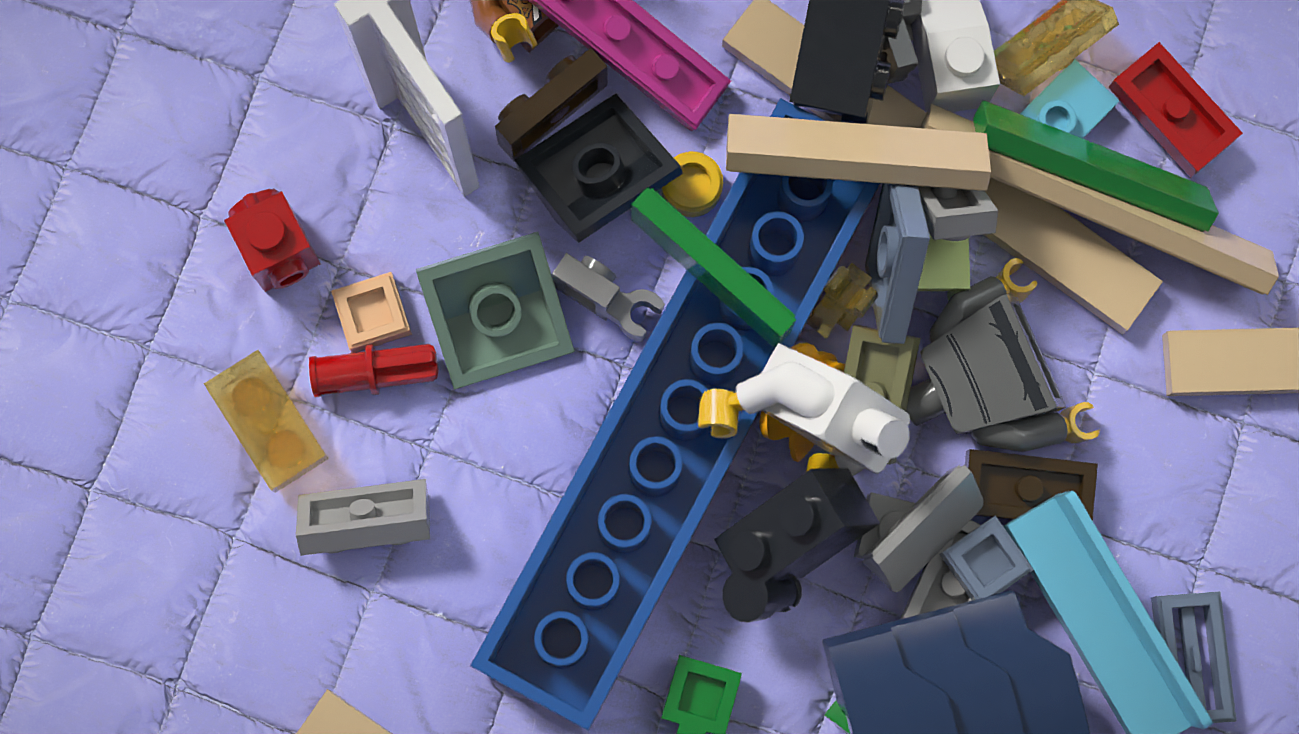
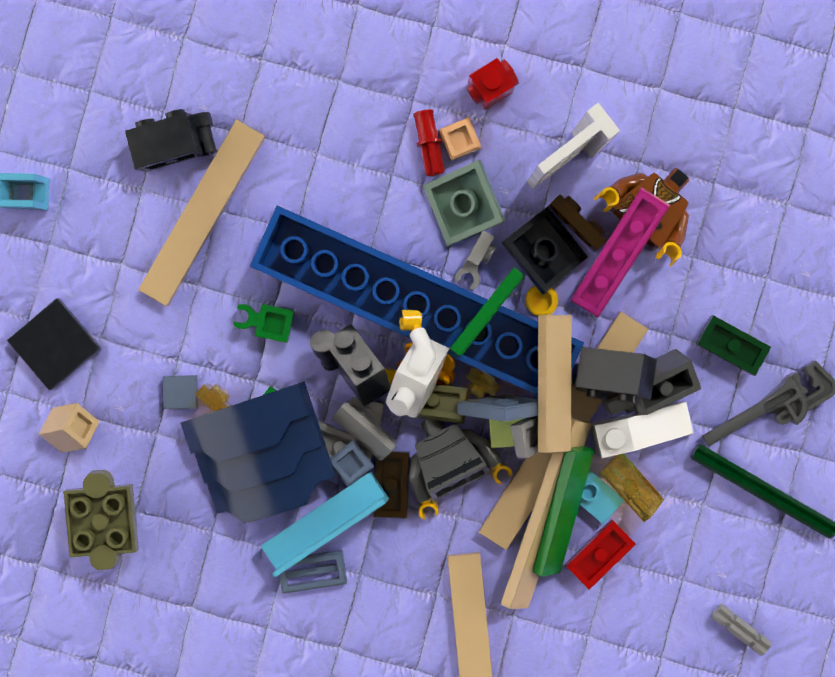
camera: 90 degrees right, 10 degrees up
(266, 421) = (397, 90): clear yellow plate -> none
(363, 517) = (351, 145): light grey plate -> none

